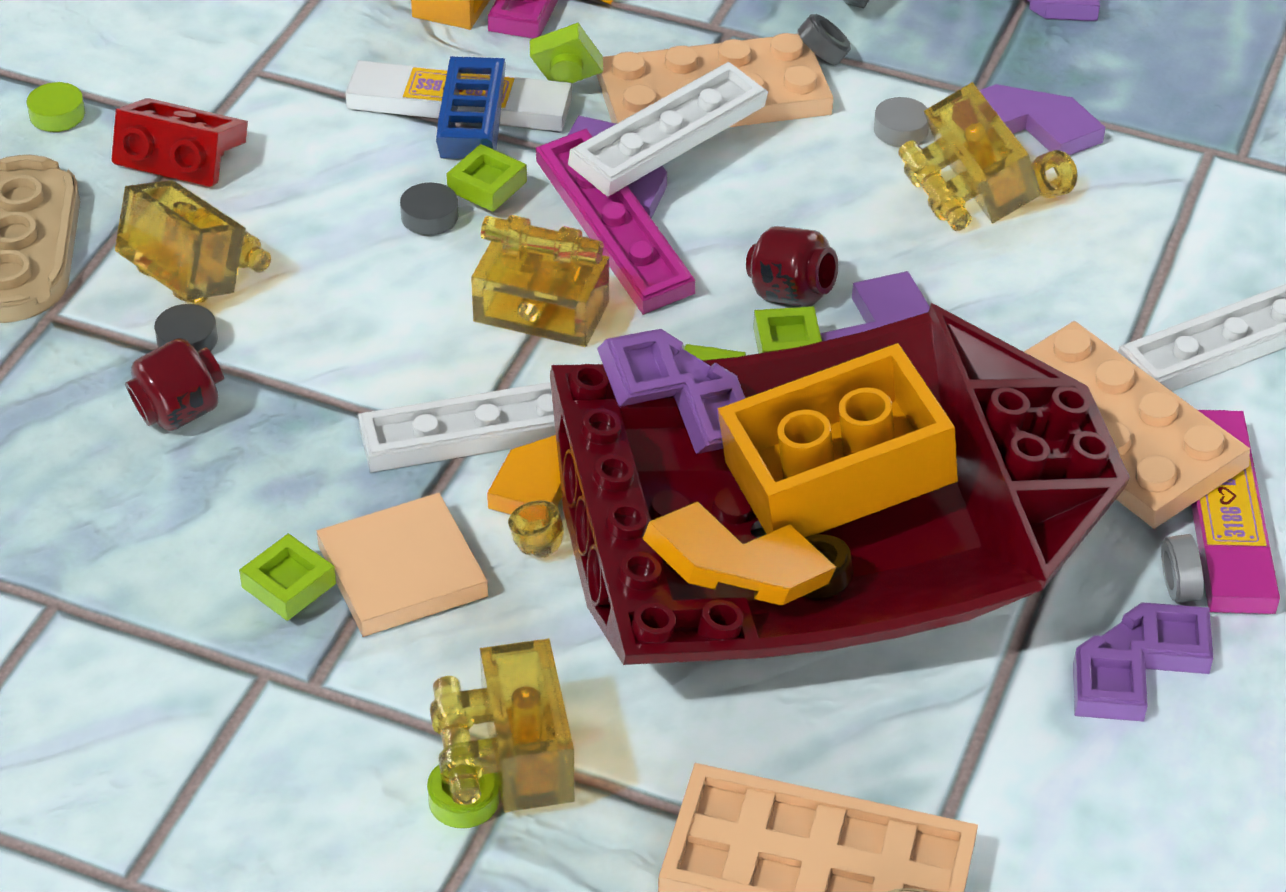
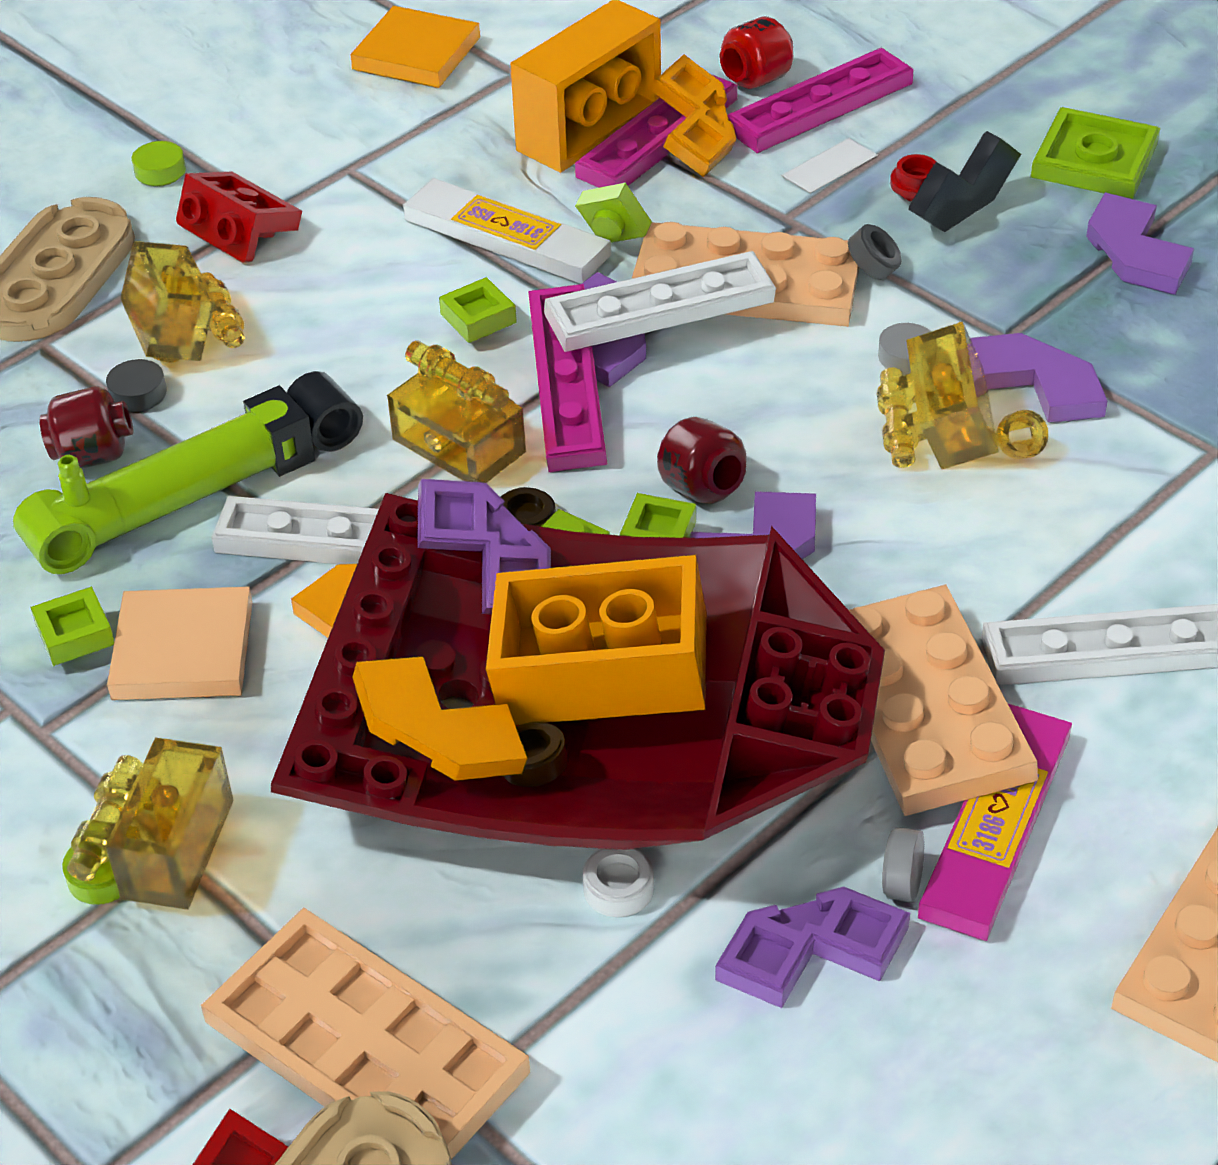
camera: 25 degrees right, 0 degrees up
(367, 344) = (271, 434): none -> lime piece
(429, 208) = (413, 322): dark grey tile -> none
(459, 141) = (467, 259): blue slope -> none
(537, 528) = (307, 641): clear yellow hinge -> none
(945, 658) = (618, 882): none -> white tile

